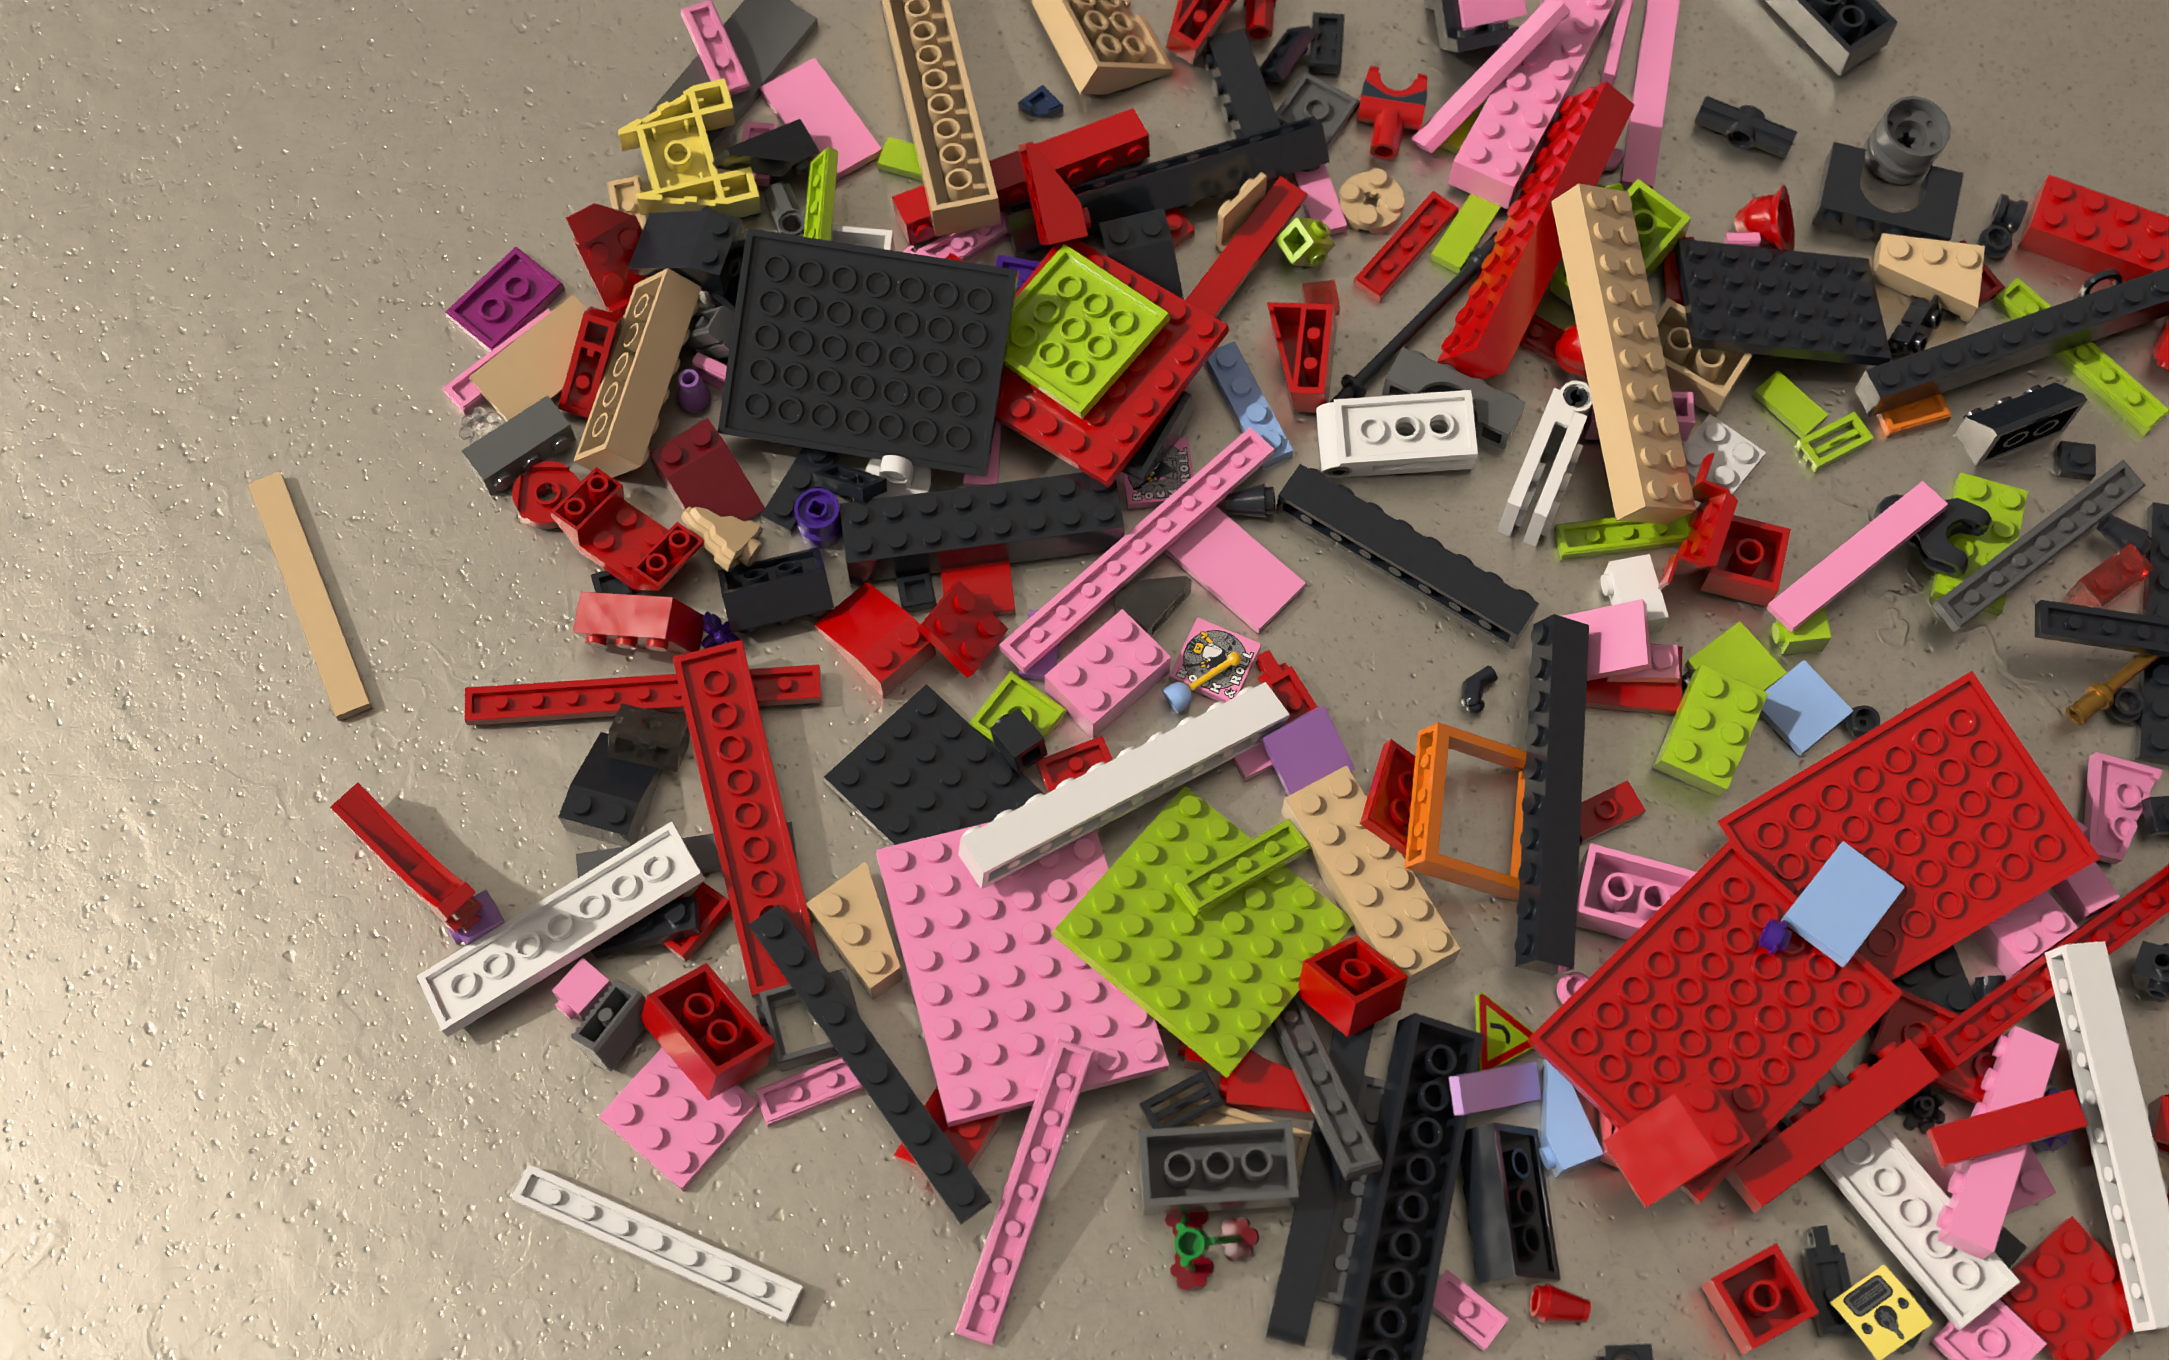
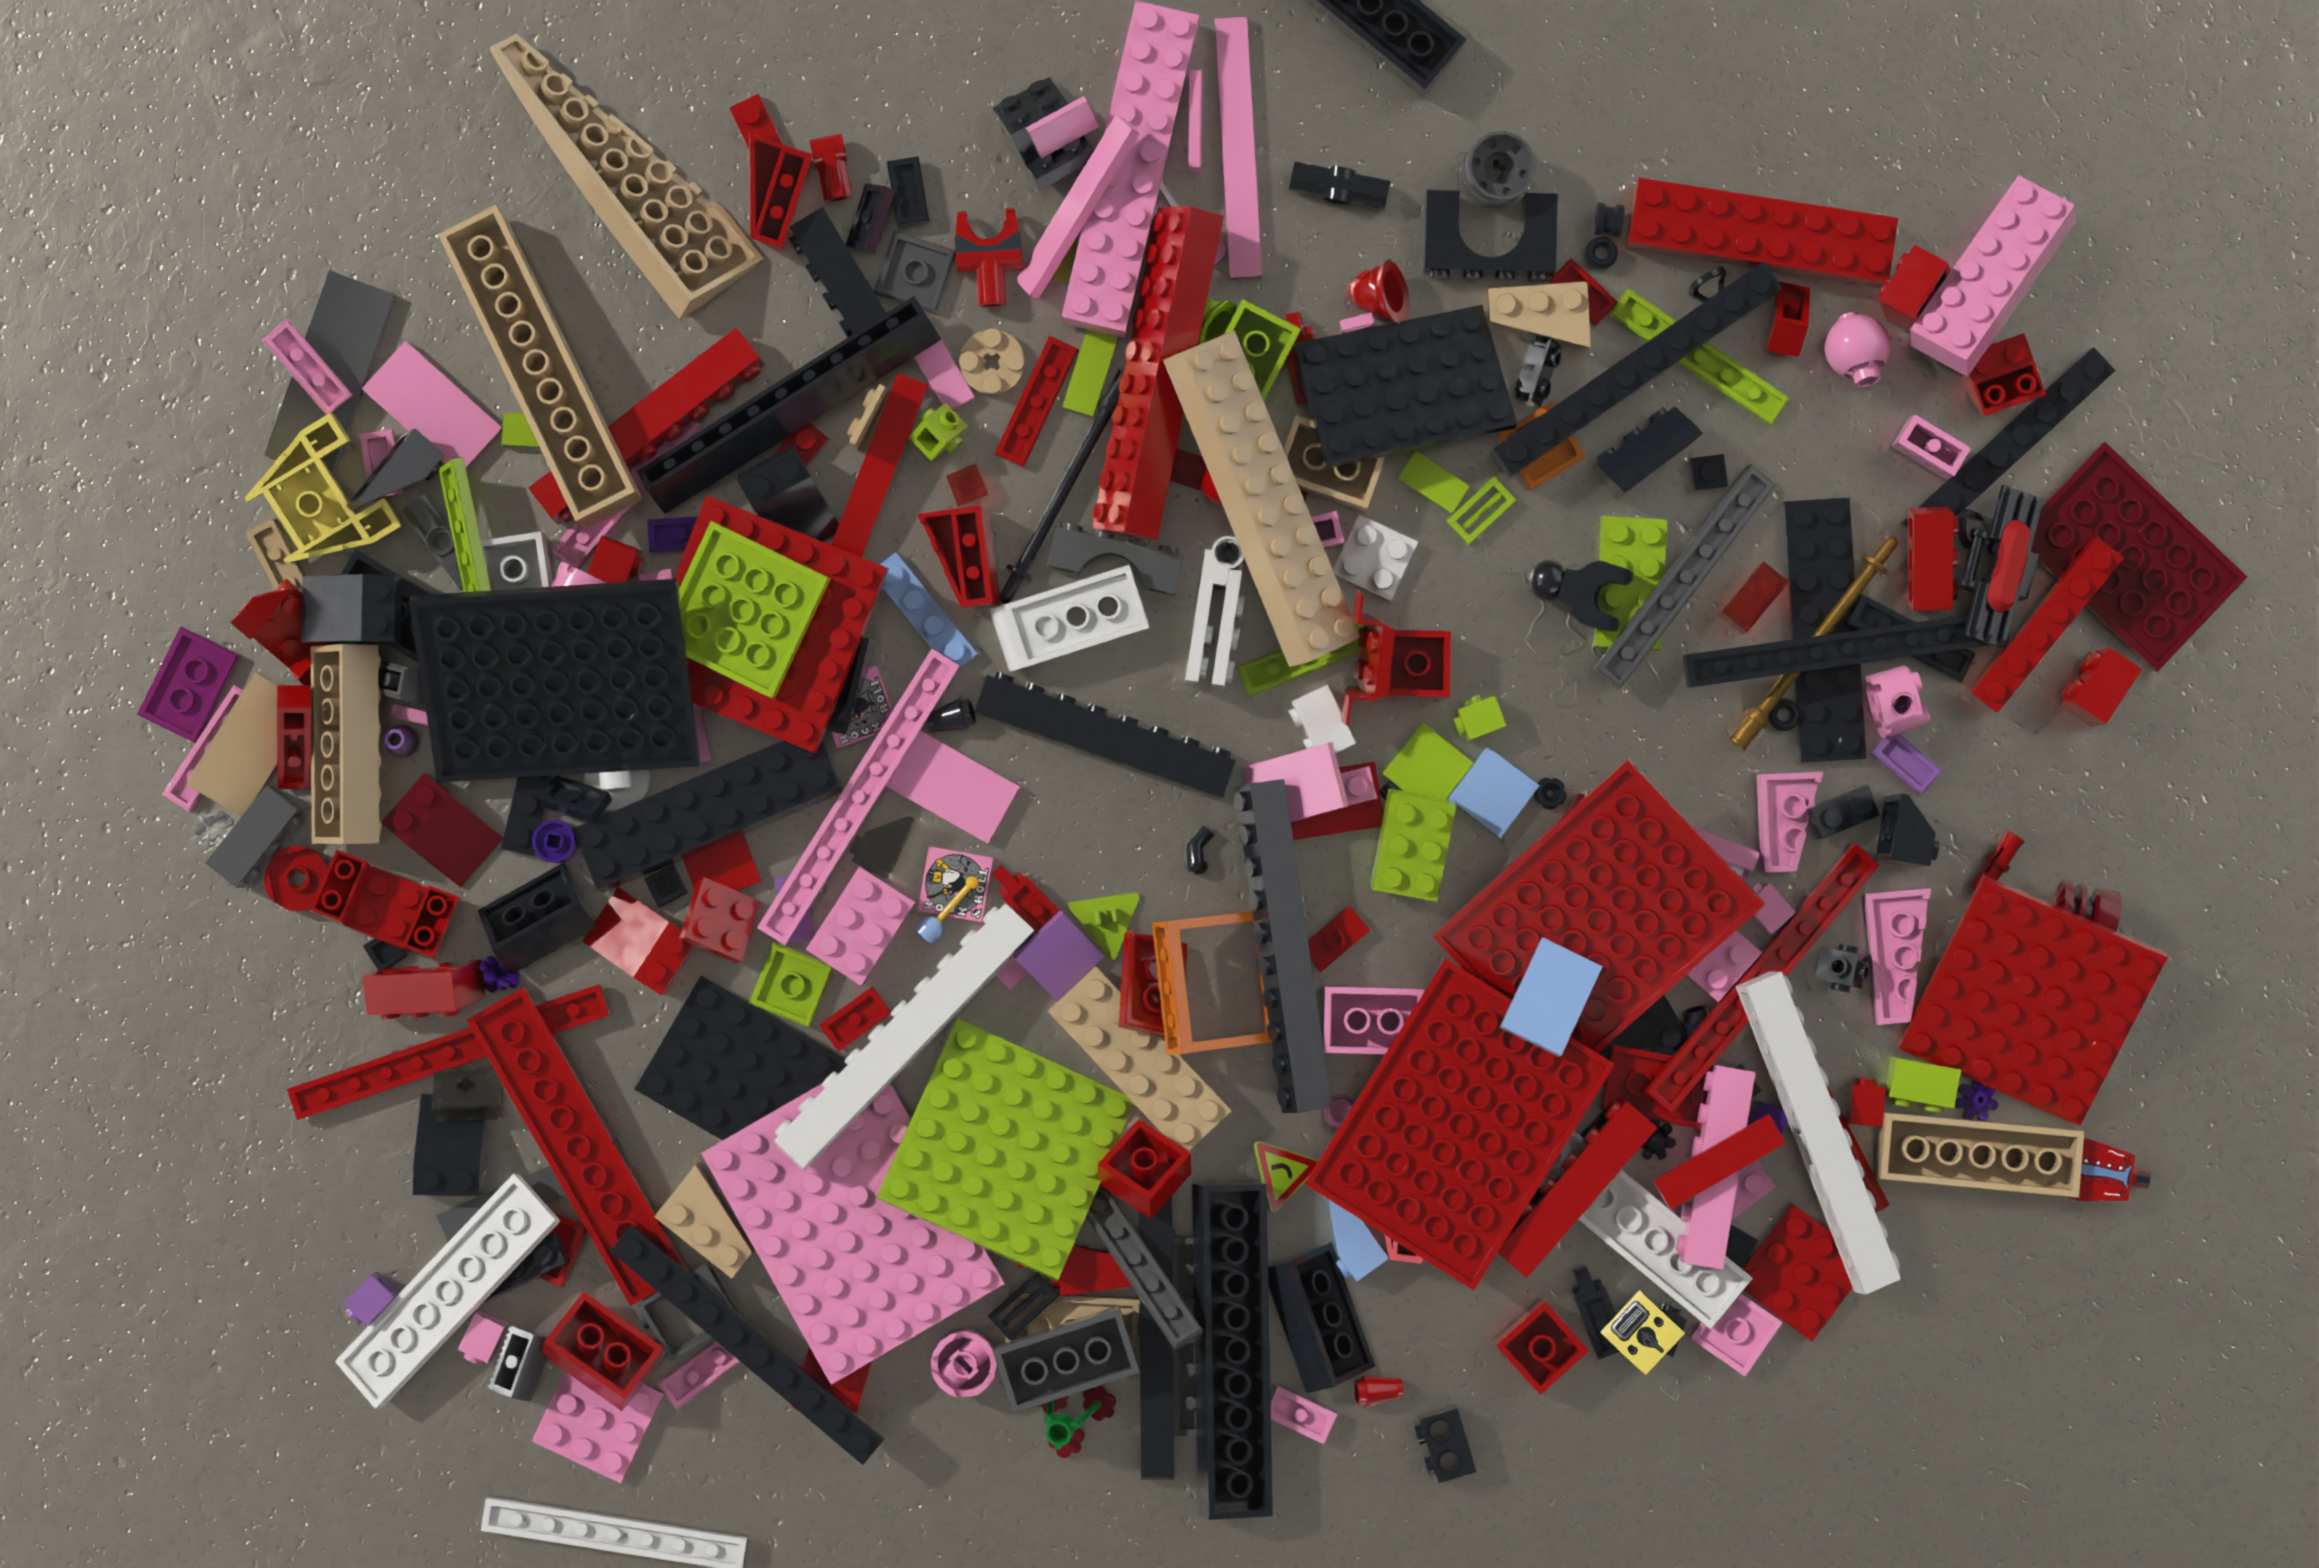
camera: 15 degrees left, 20 degrees up
(309, 596) = (111, 1031): tan tile -> none
(401, 854) = (341, 1300): red arch -> none
(726, 537) = (475, 883): tan rock -> none
(1018, 740) = (798, 1015): black brick -> none
(1024, 1191) = (910, 1418): bright pink tile -> none
(1041, 104) = (643, 332): dark blue tile -> none
(1054, 205) = (688, 475): red slope -> none
(1100, 1149) = (964, 1363): none -> bright pink brick
(1241, 867) = (1025, 1086): lime tile -> none
(1365, 735) = (1106, 919): none -> lime piece
(1494, 1088) = (1286, 1226): lavender tile -> none
(1676, 1141) = (1443, 1250): red slope -> none
(1775, 936) = (1496, 1045): dark purple plate -> none
(1857, 556) = (1516, 643): bright pink tile -> none
(2121, 533) = (1762, 547): black cone -> none

